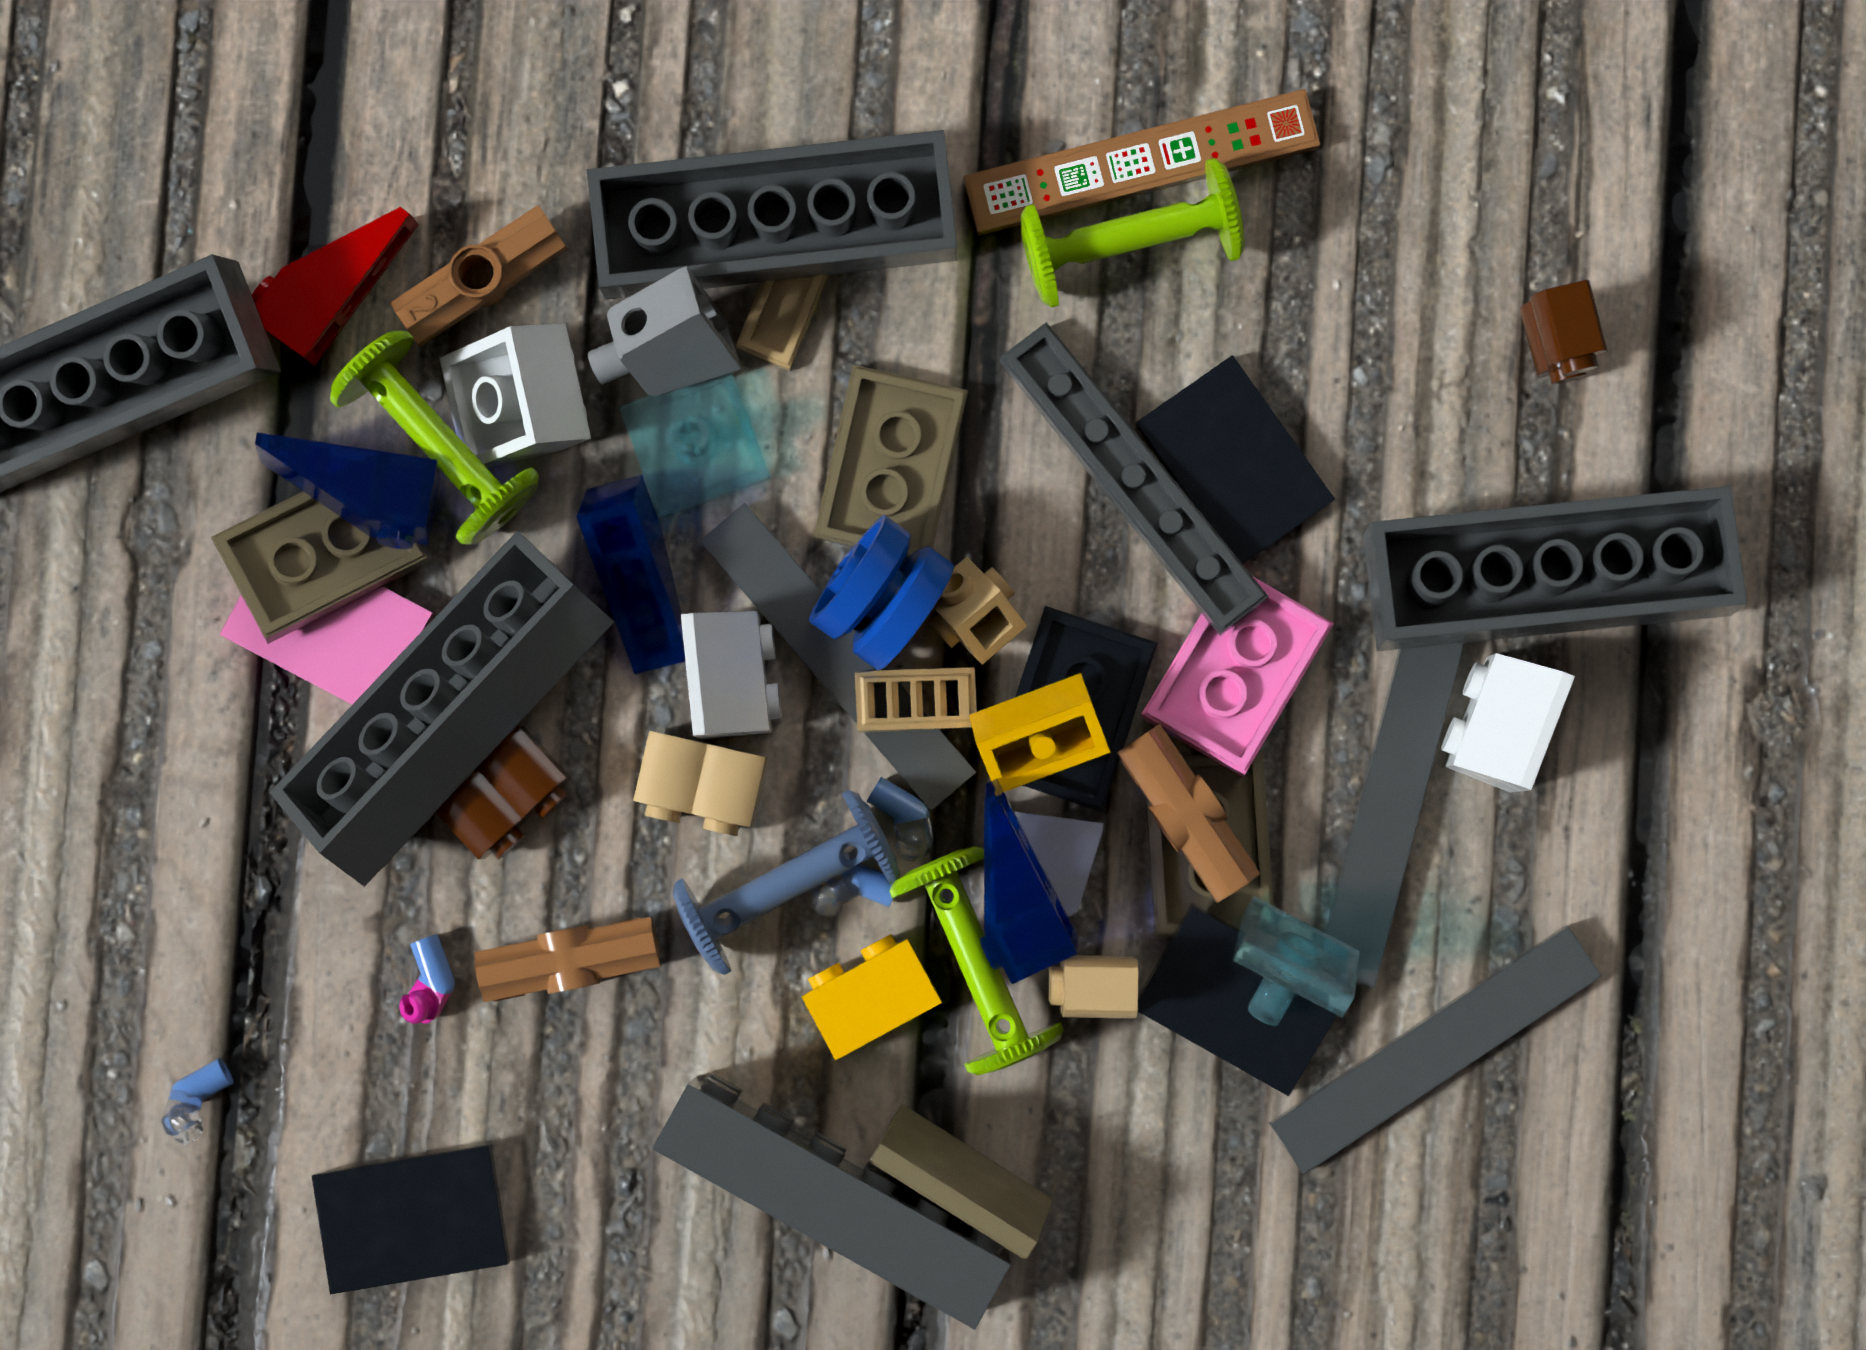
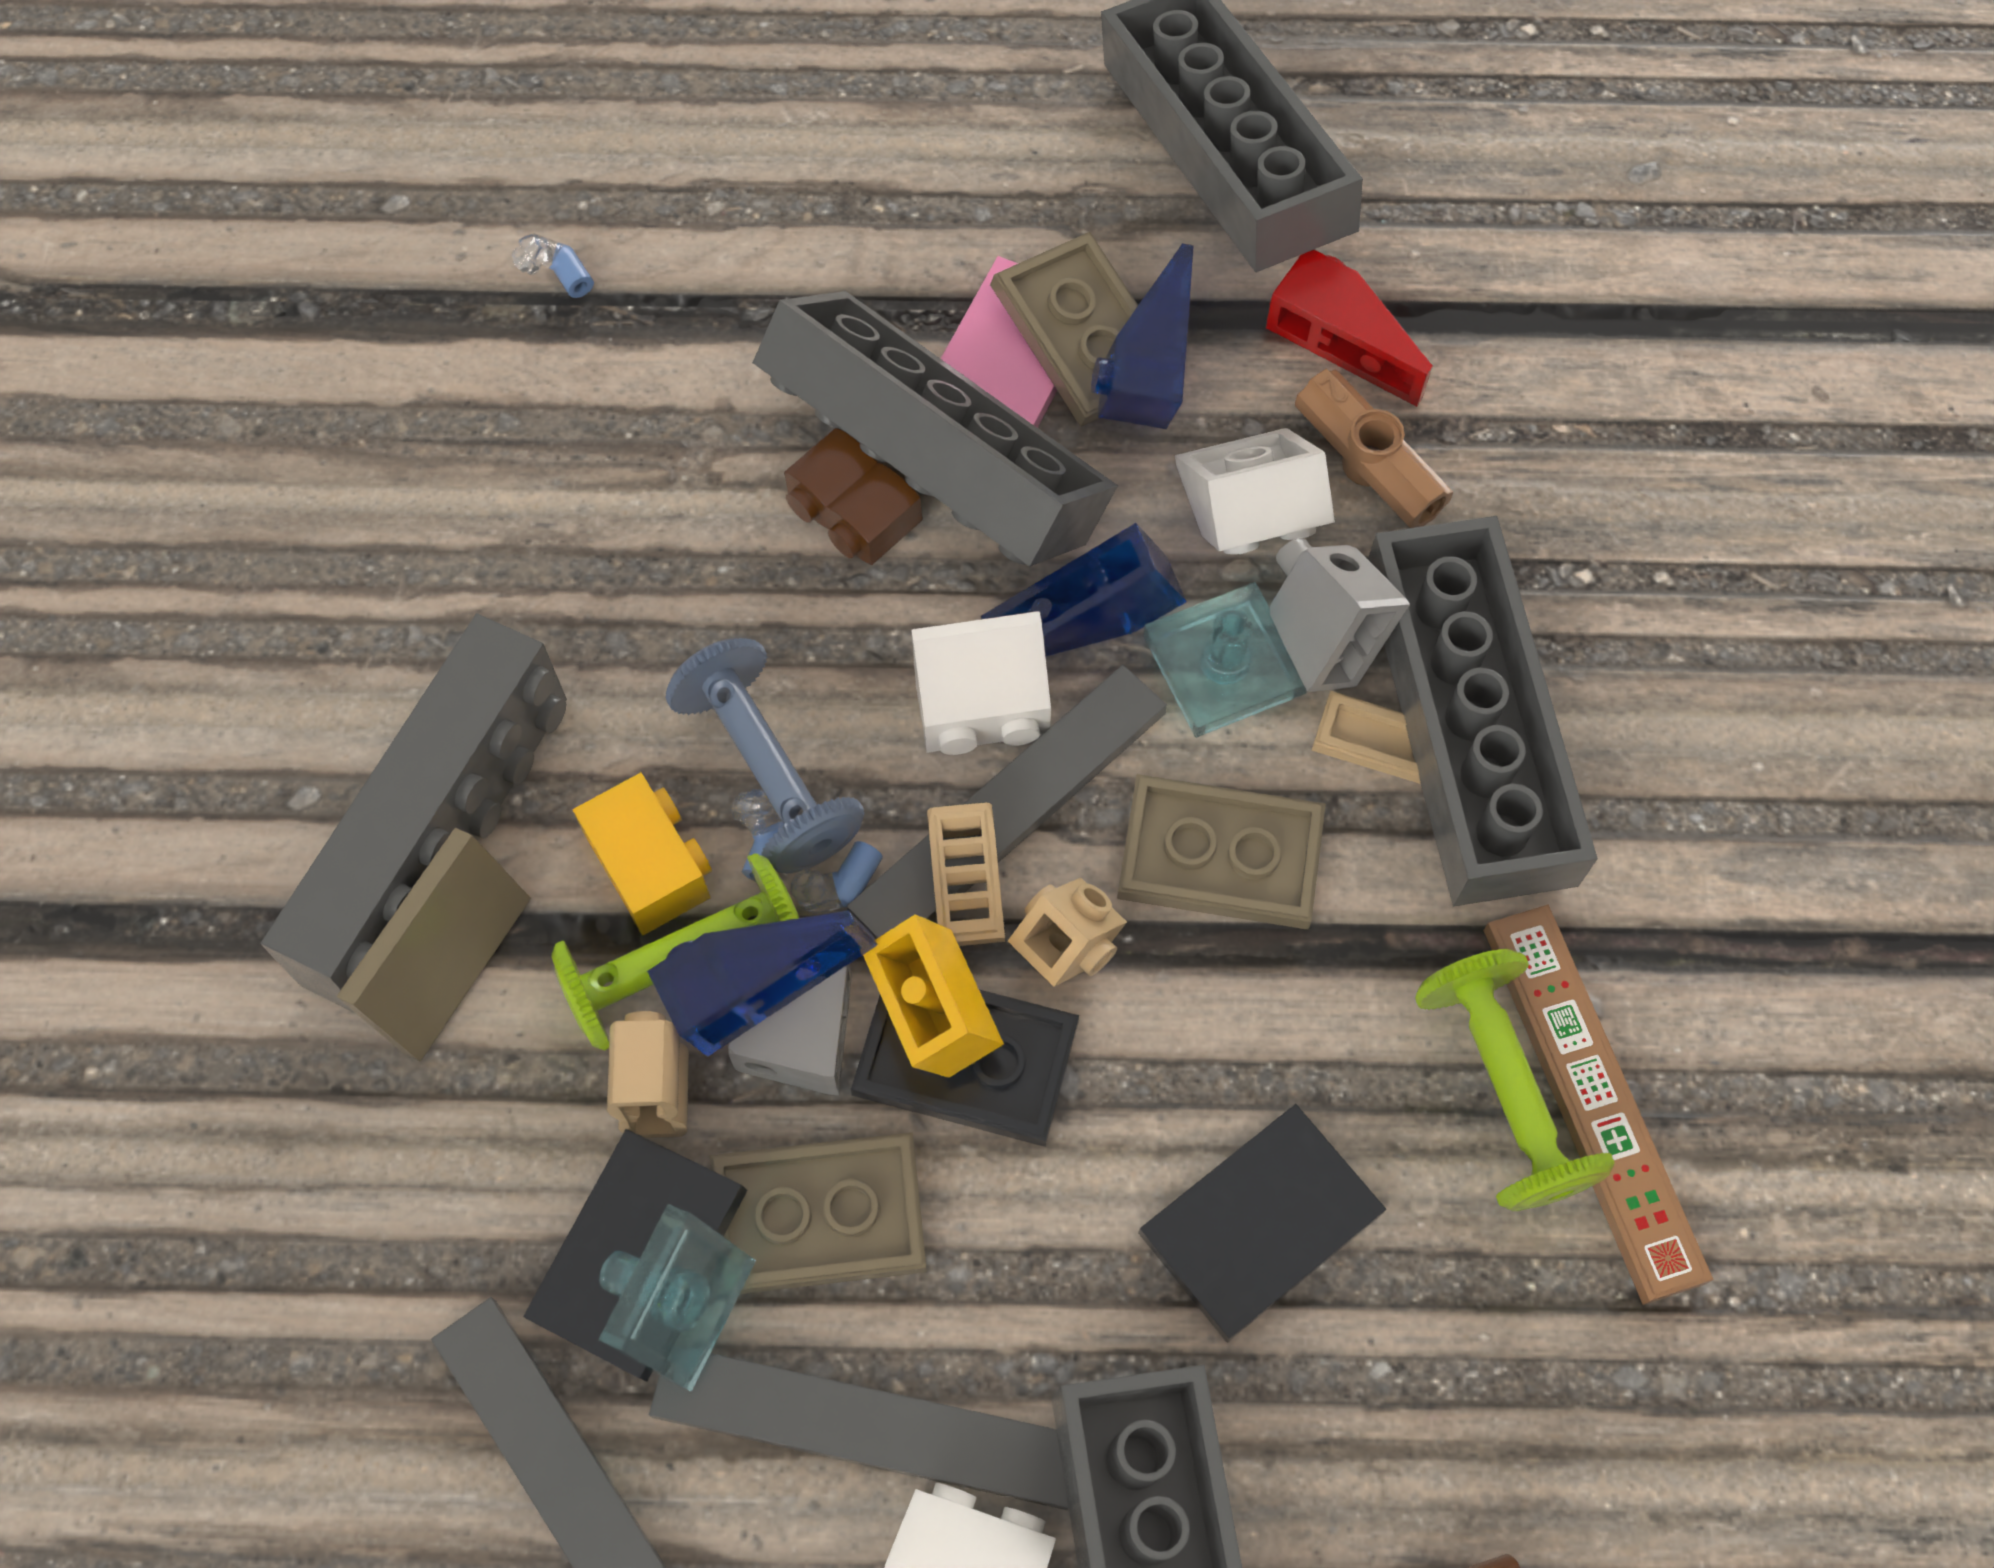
camera: 85 degrees right, 20 degrees down
(376, 372) = (1265, 355): lime hose -> none
(410, 1219) = (431, 448): black tile -> none
(433, 984) = (664, 454): arm -> none
(567, 959) = (684, 563): medium nougat piece -> none
(700, 781) = (869, 677): tan brick -> none
(881, 592) = (1079, 822): blue wheel -> none
(1133, 479) = (1225, 1106): dark grey tile -> none
(1188, 813) = (848, 1174): medium nougat piece -> none
(1234, 686) = (1019, 1233): bright pink tile -> none

